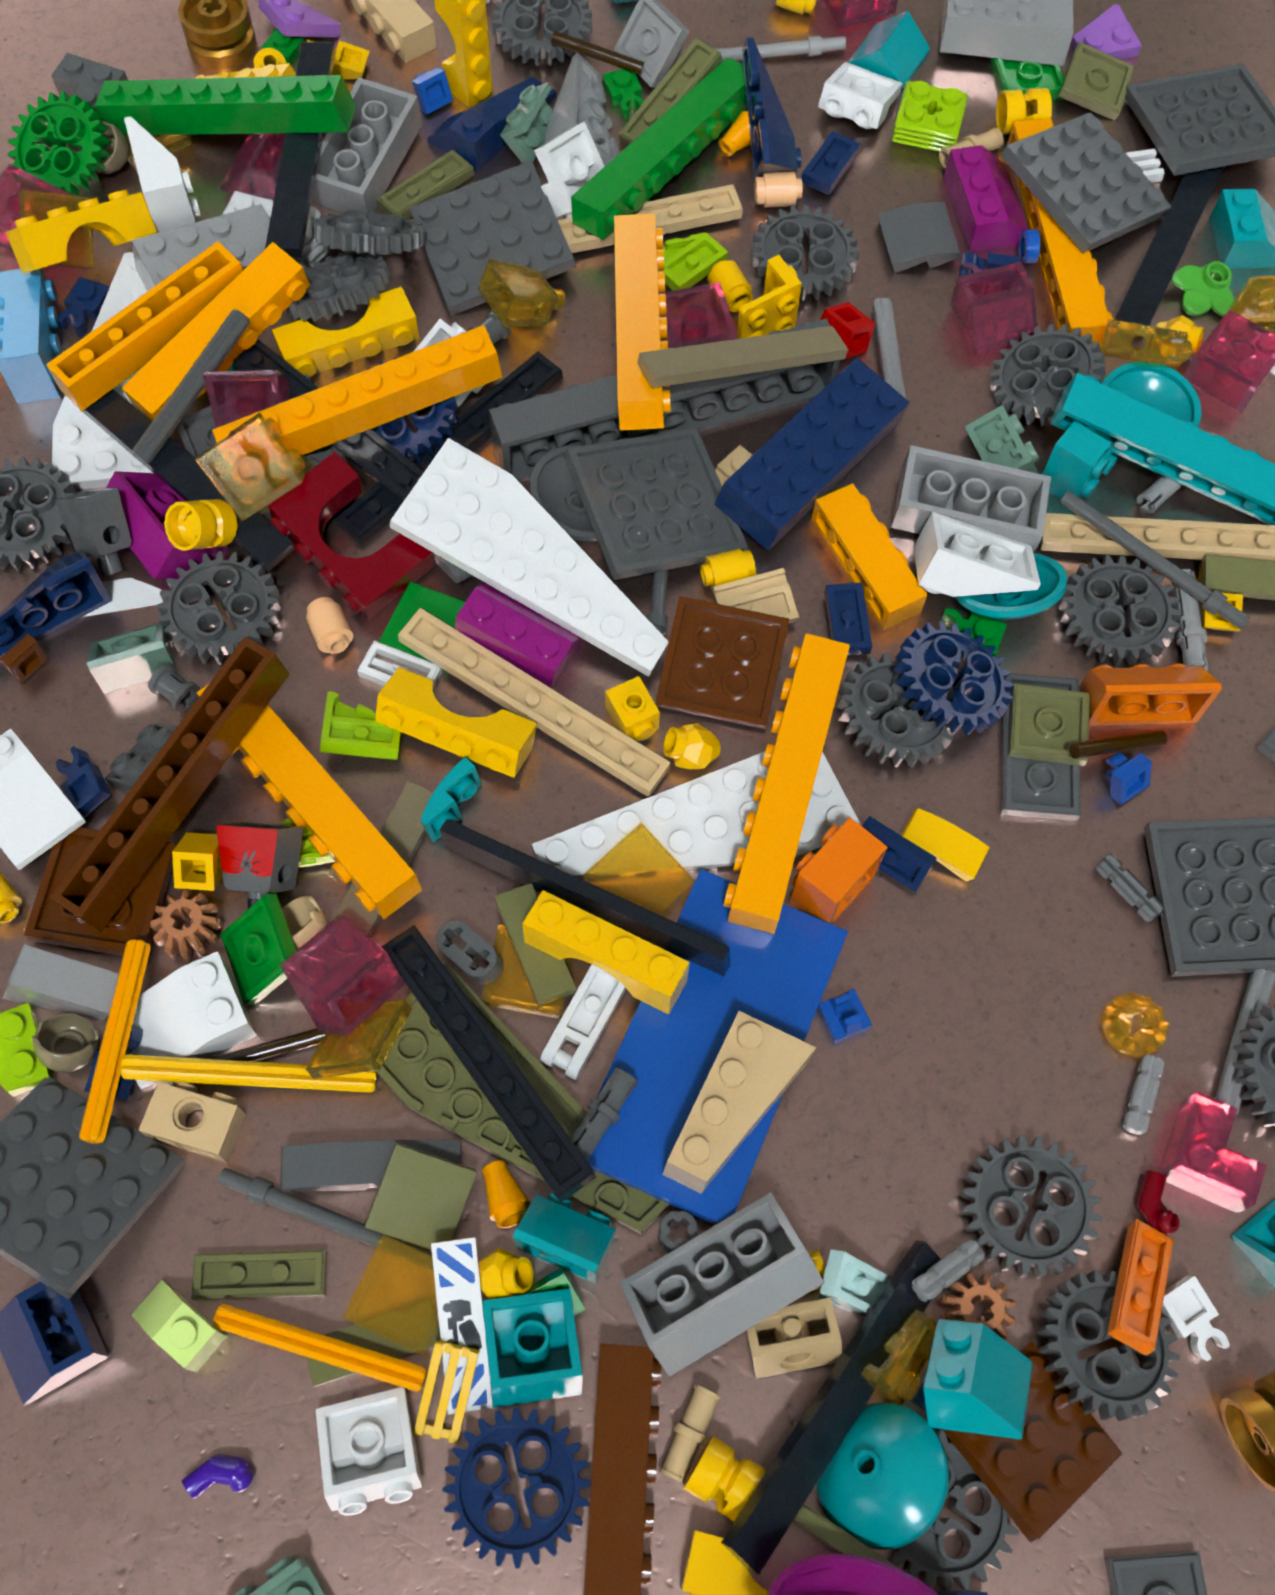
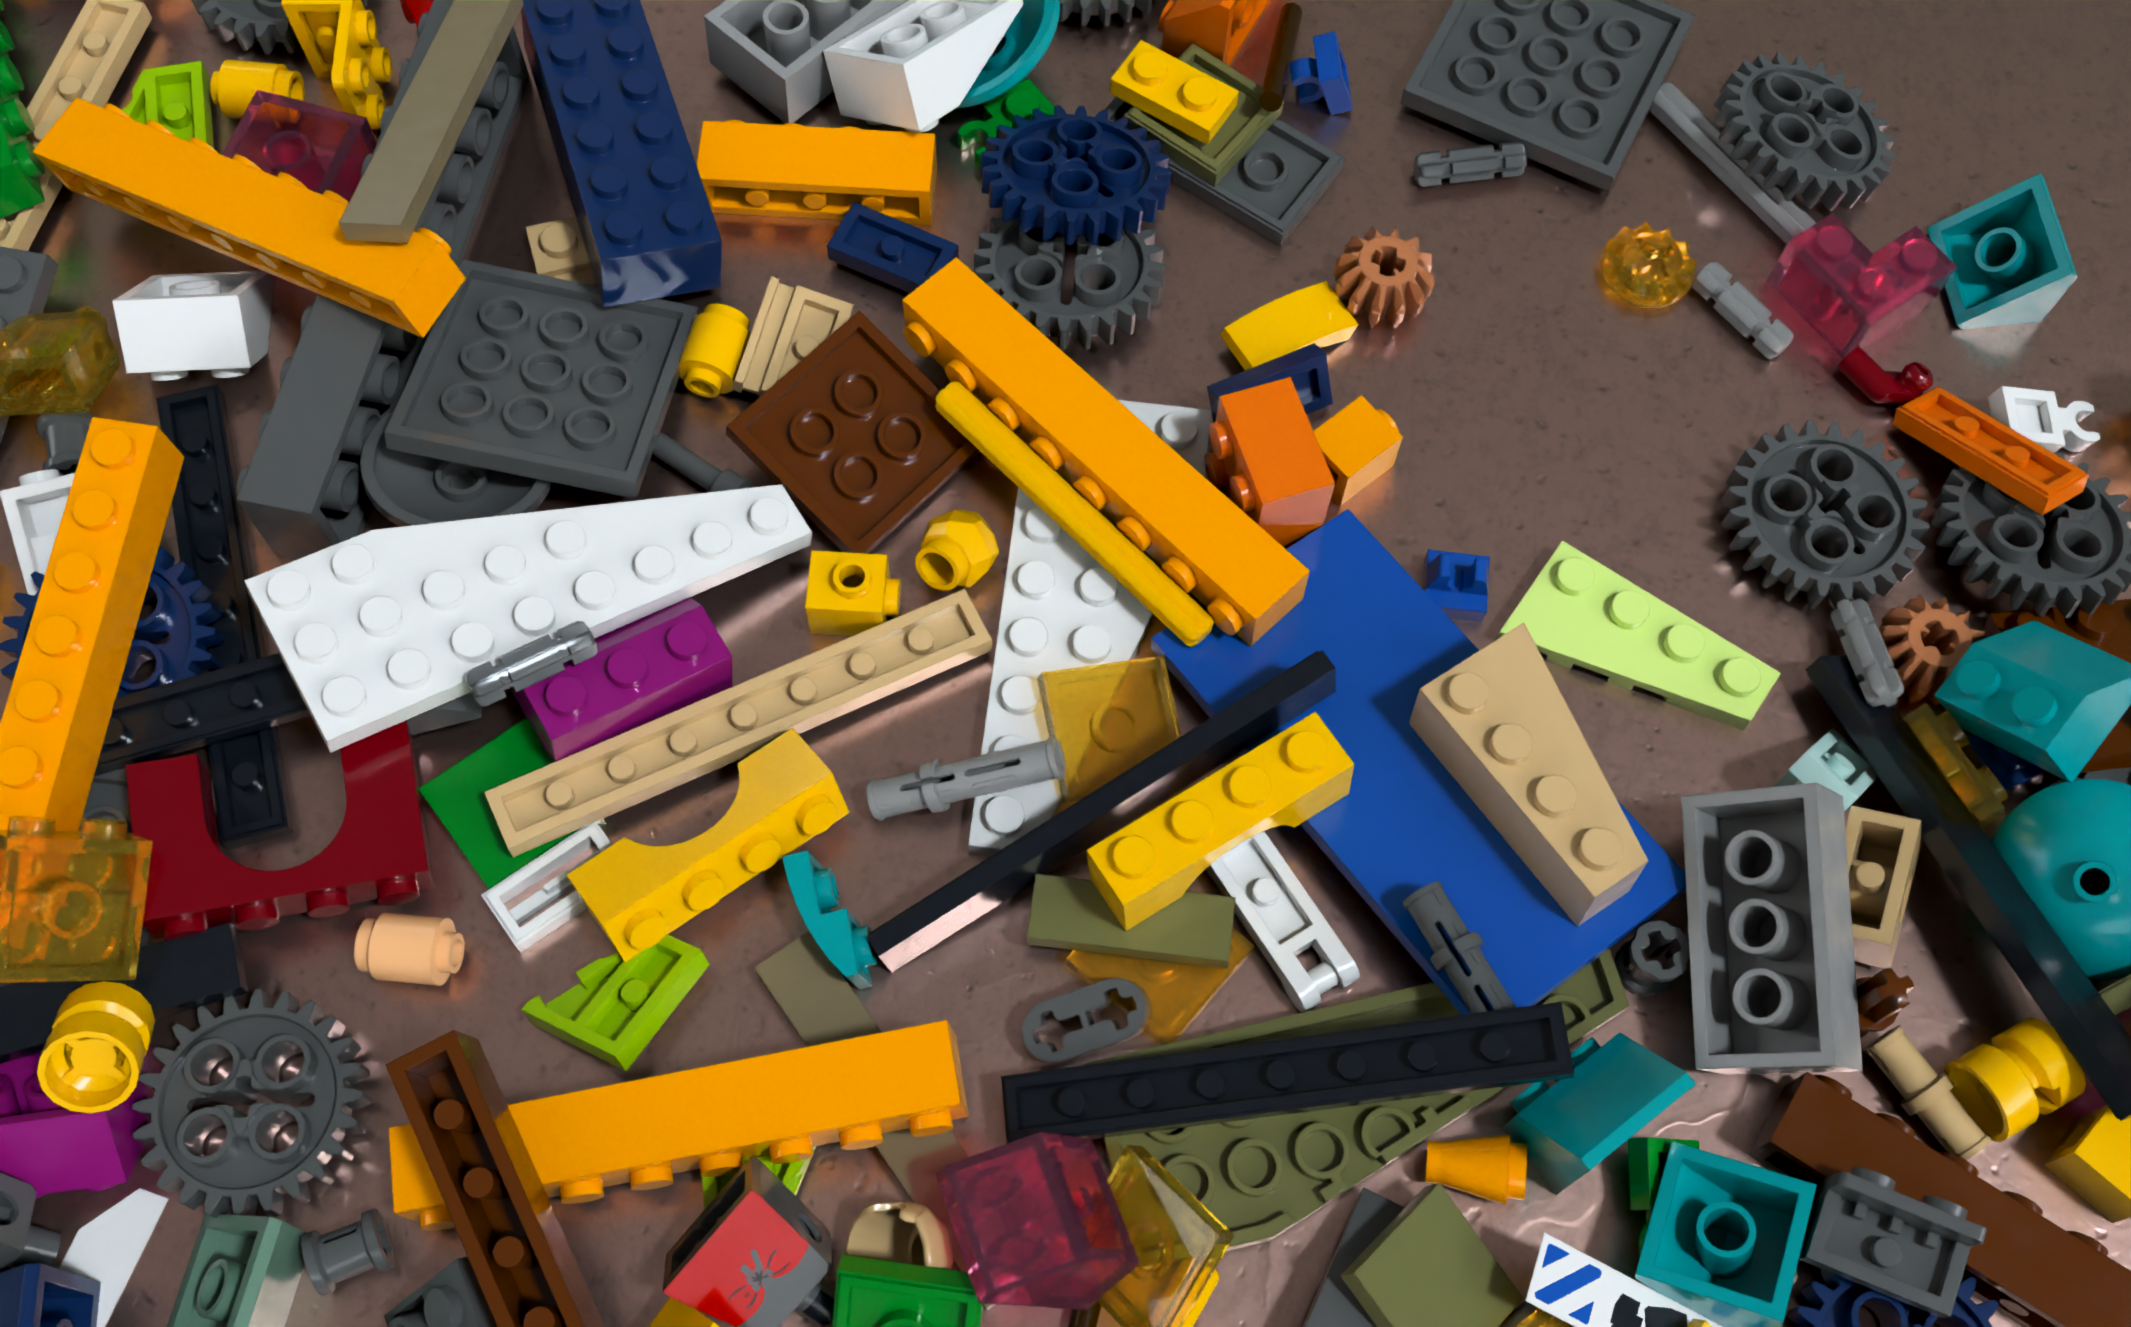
camera: 60 degrees left, 0 degrees up
(487, 583) = (531, 663): none -> dark grey axle
(504, 1274) = (1604, 1224): yellow rock -> none
(552, 810) = (941, 784): none -> light grey pin
(573, 1435) = (1891, 1240): none -> dark grey bracket
(582, 338) = (195, 323): none -> white slope
(717, 1367) = (1881, 999): none -> reddish brown axle
(743, 790) = (1074, 514): none -> yellow axle
(875, 1128) = (1617, 629): none -> yellowish green wing
(888, 915) = (1358, 447): none -> light orange brick
(1018, 864) = (1384, 277): none -> nougat gear
(1045, 699) = (1174, 92): none -> yellow plate

